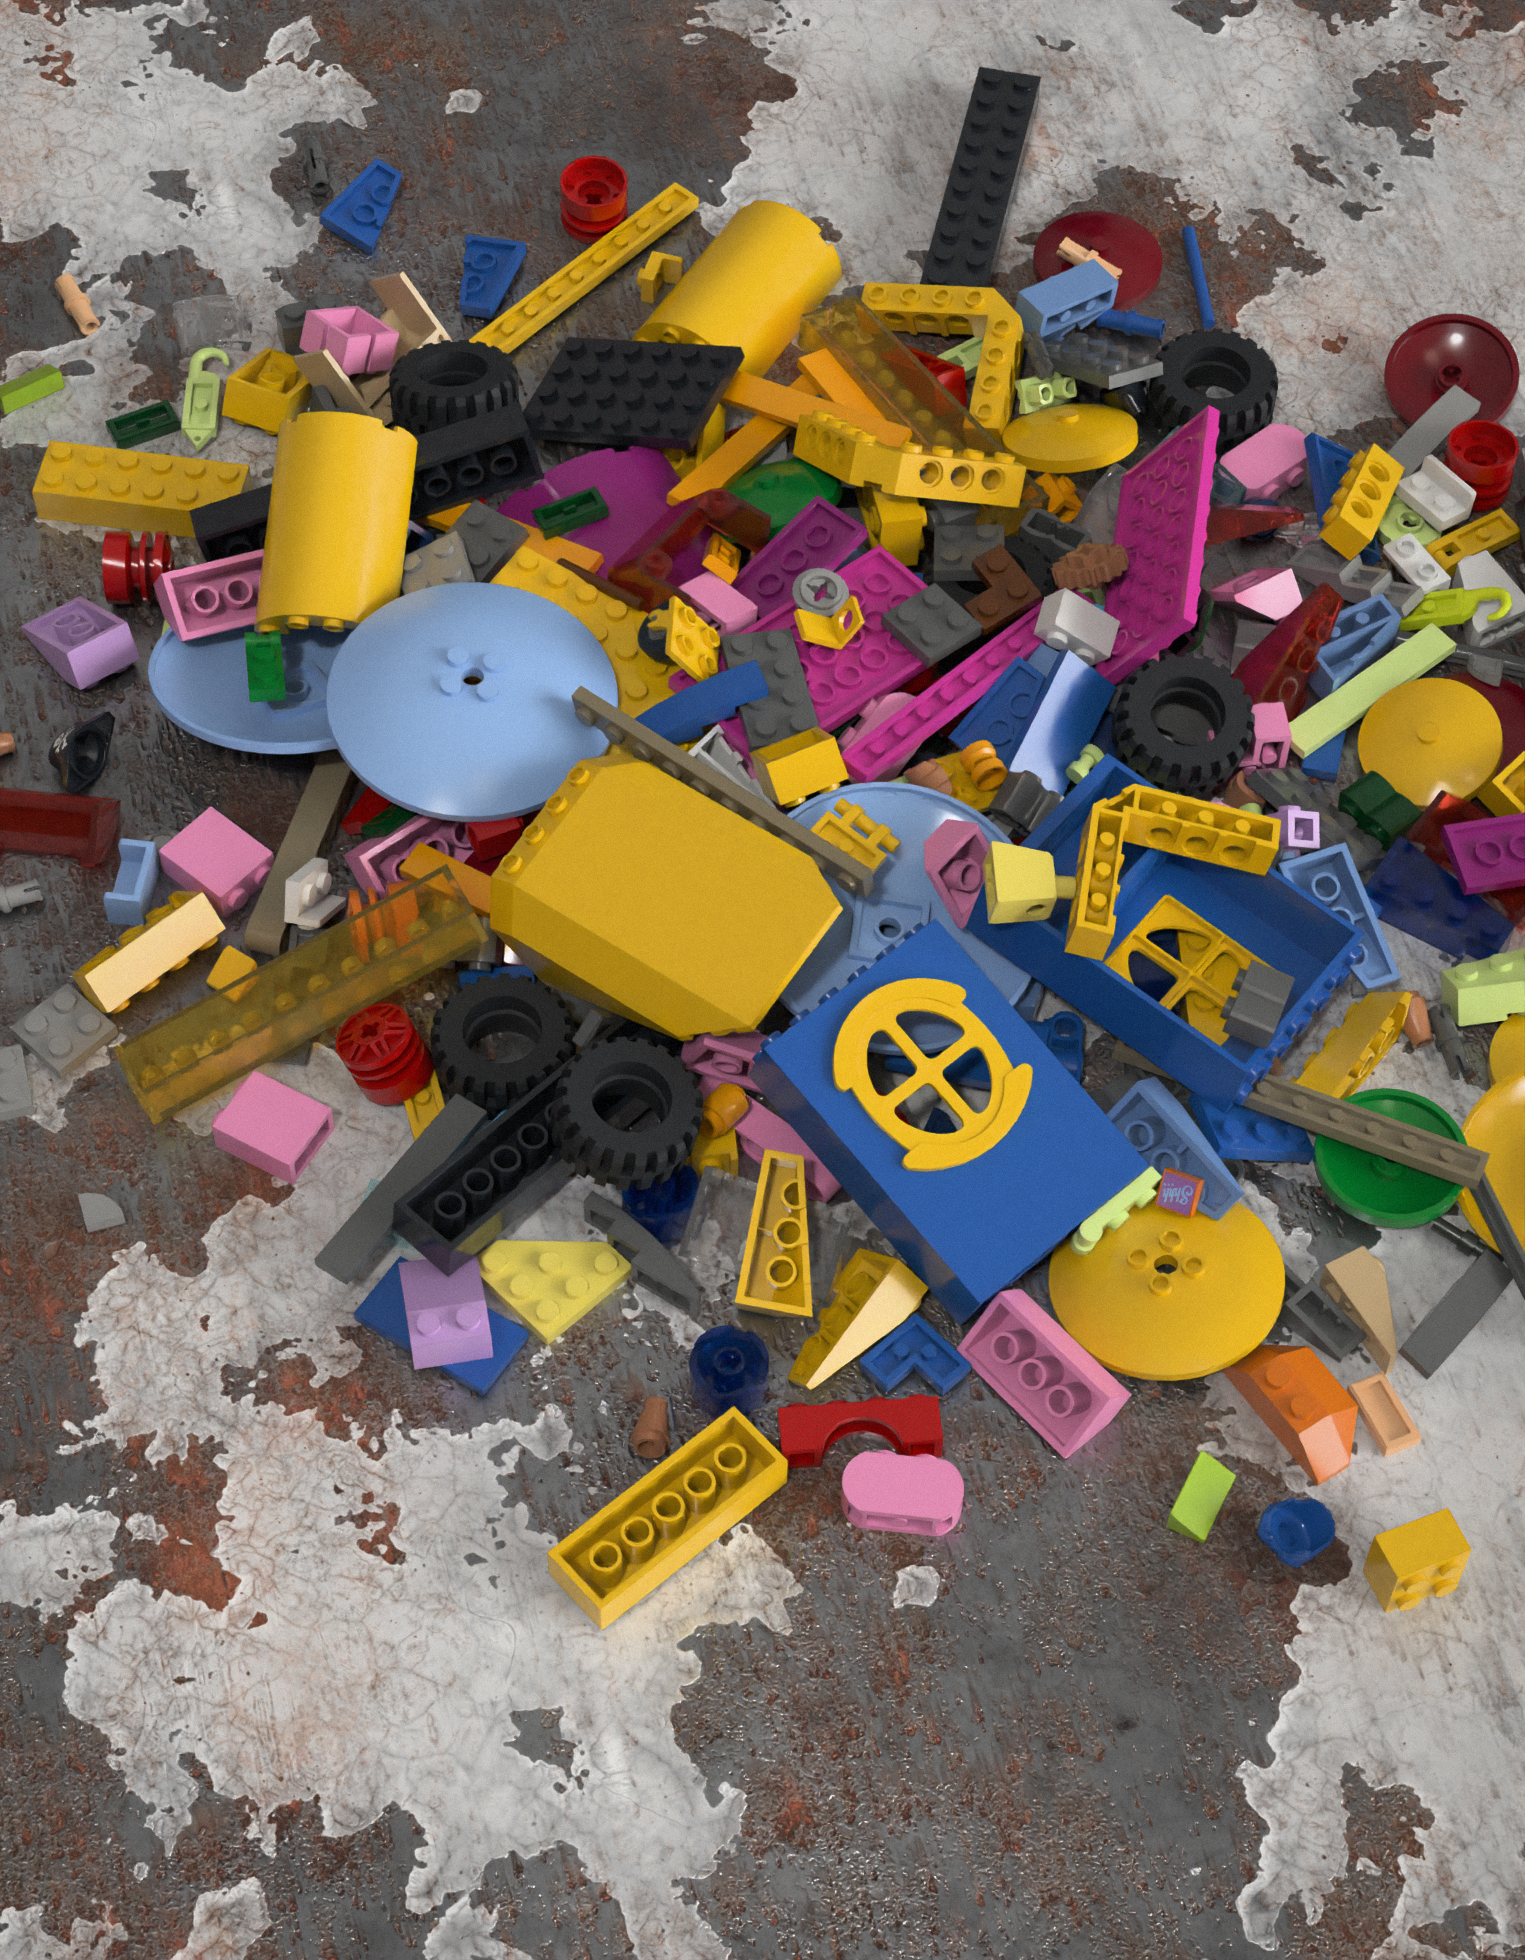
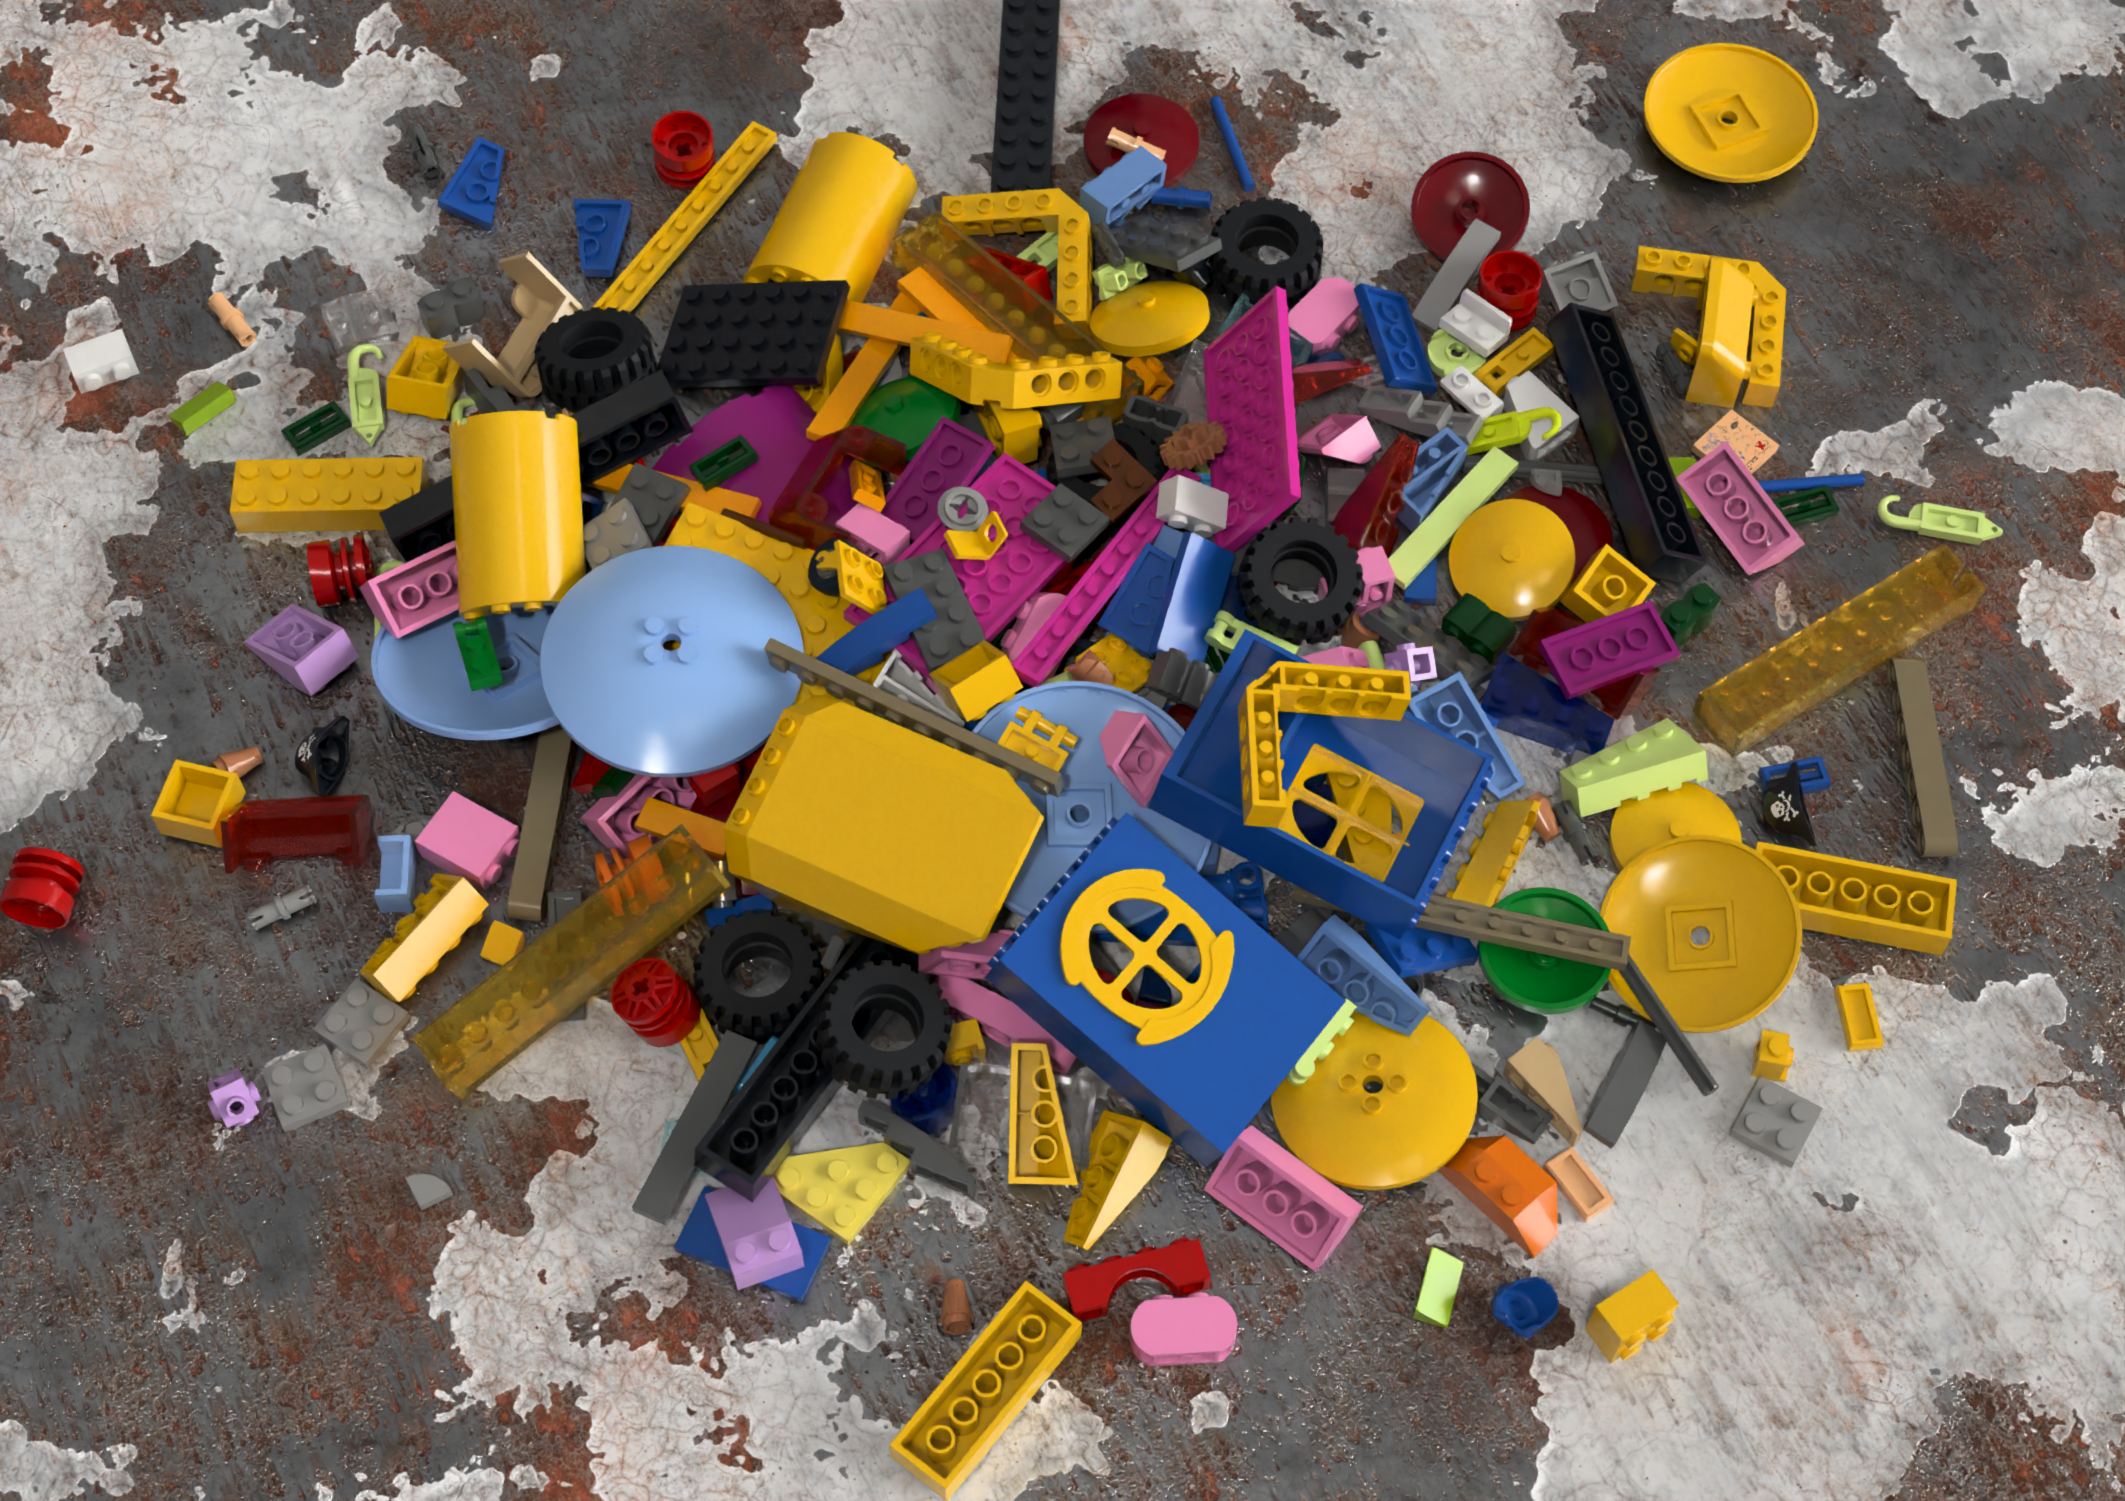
camera: 10 degrees left, 5 degrees up
(272, 1126) = (567, 1084): bright pink brick -> none
(308, 897) = (558, 866): white bracket -> none
(352, 337) = (491, 319): bright pink piece -> none
(658, 269) = (754, 207): yellow bracket -> none
(723, 1109) = (965, 1005): light orange brick -> none
(728, 1371) = (1010, 1265): clear blue brick -> none
(915, 1348) = (1167, 1195): blue plate -> none
(985, 769) = (1136, 651): light orange wheel -> none
(1022, 884) = (1196, 769): light yellow torso -> none
(1179, 1192) = (1373, 1016): tile -> none
(1258, 1003) = (1416, 844): dark grey brick -> none
(1360, 501) = (1414, 342): yellow brick -> none

